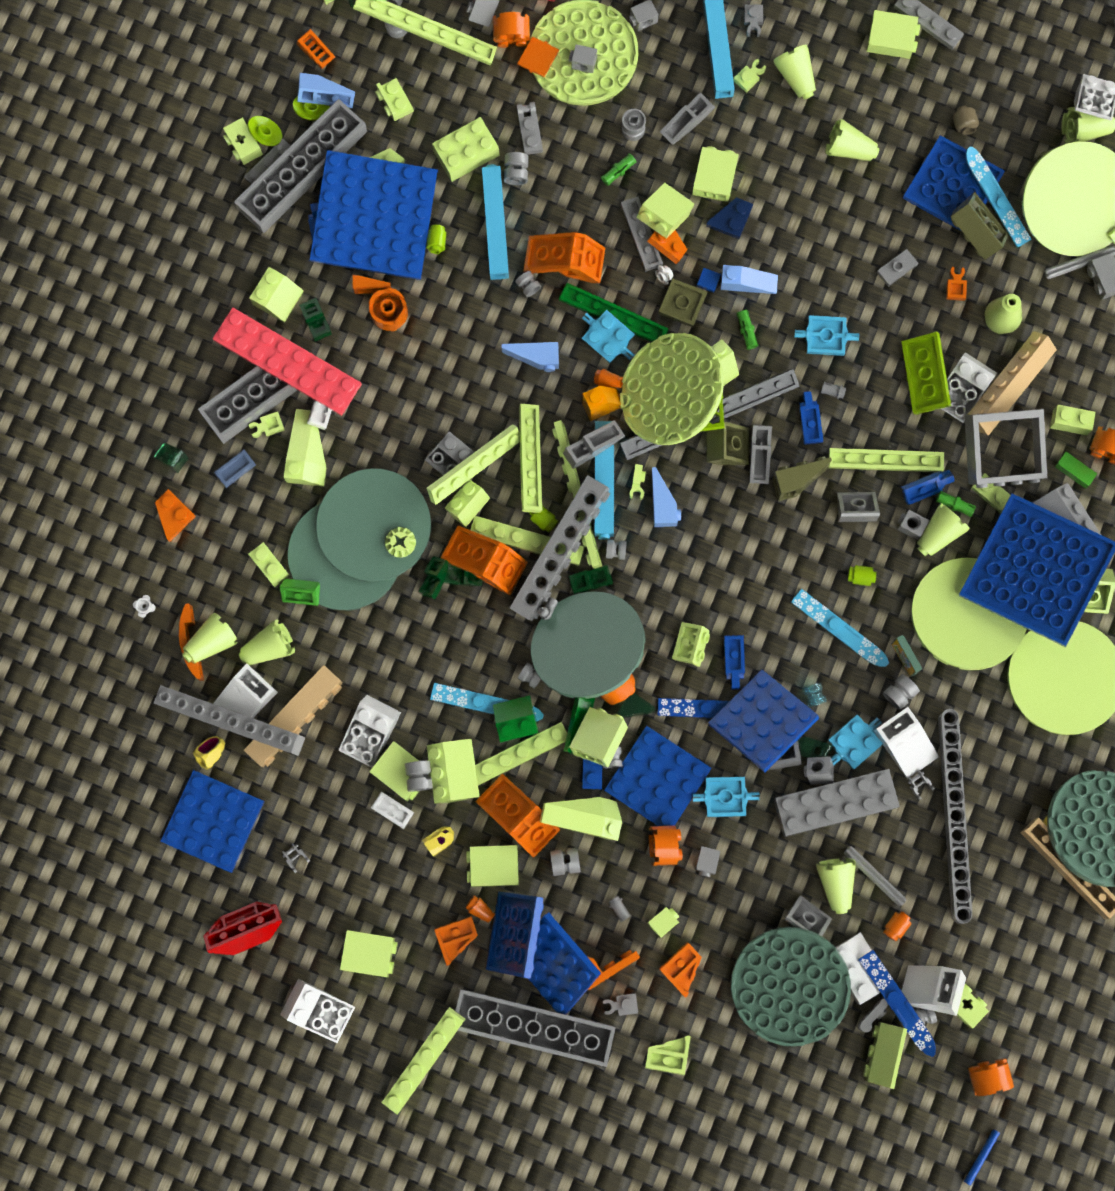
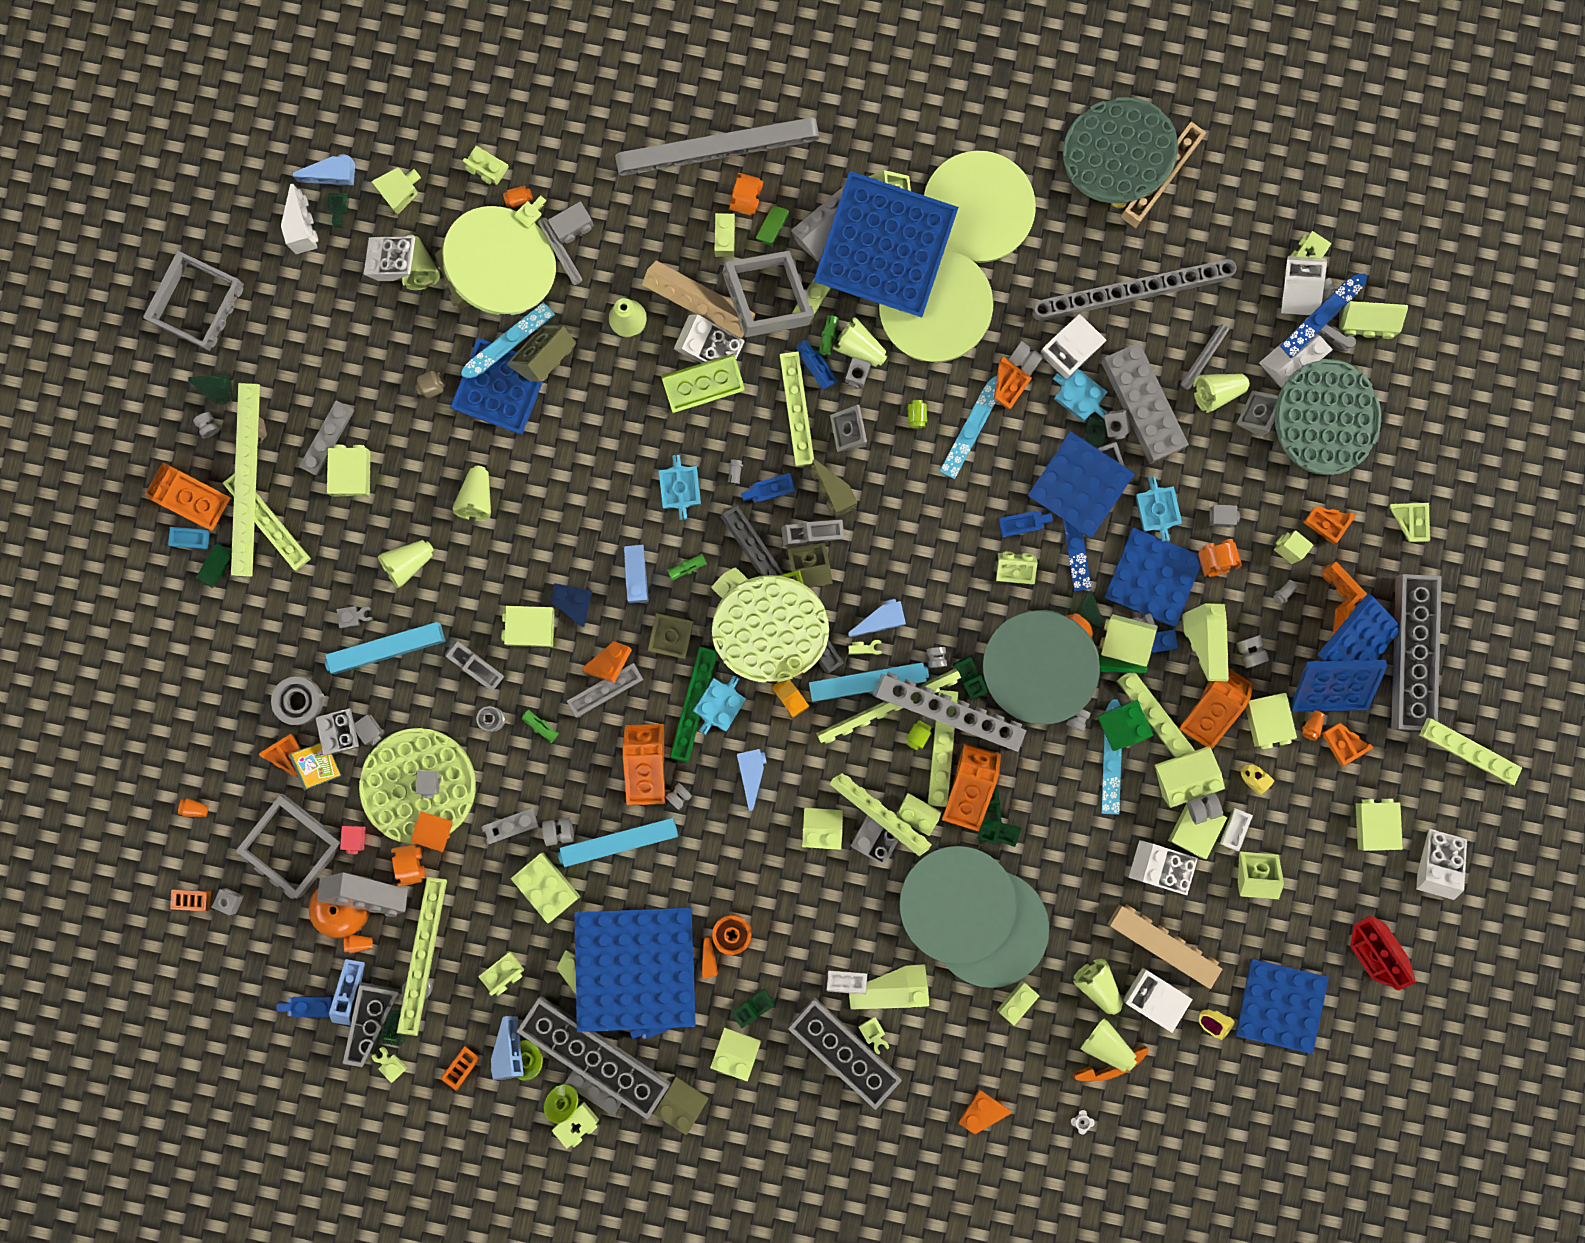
camera: 105 degrees left, 5 degrees up
(171, 457) = (925, 1128): clear green slope -> none
(229, 720) = (1186, 1009): light grey brick -> none
(235, 468) = (923, 1059): sand blue tile -> none
(239, 237) = (681, 1105): none -> olive slope
(287, 361) = (809, 1027): coral plate -> none
(299, 852) = (1294, 911): light grey piece -> none
(300, 591) = (1038, 965): bright green slope -> none
(343, 823) = (1260, 875): none -> yellowish green slope
(399, 551) = (982, 873): yellowish green gear -> none
(436, 239) = (647, 899): lime brick -> none
(471, 411) = (822, 828): none -> yellowish green slope
(530, 458) = (861, 759): yellowish green plate -> none
(547, 611) = (1012, 713): light grey arm -> none
(593, 444) = (838, 697): light grey slope -> none
(607, 379) = (764, 697): orange cone -> none
(625, 1005) = (1373, 571): light grey plate -> none
(664, 274) = (644, 660): white plate -> none
(665, 210) = (579, 669): yellowish green brick -> none
(708, 280) = (641, 614): blue tile -> none
(749, 77) = (417, 612): yellowish green plate -> none
(817, 699) = (1043, 440): clear light blue wheel -> none
(878, 672) = (1009, 383): none -> orange wing
(897, 267) = (596, 429): light grey plate -> none
(897, 926) = (1248, 328): orange brick -> none
(906, 656) = (992, 357): tile -> none
(914, 788) = (1113, 332): light grey piece -> none
(956, 287) = (608, 367): orange plate -> none
(981, 1157) = (1442, 219): blue bar -> none
(991, 1077) = (1373, 220): orange brick -> none

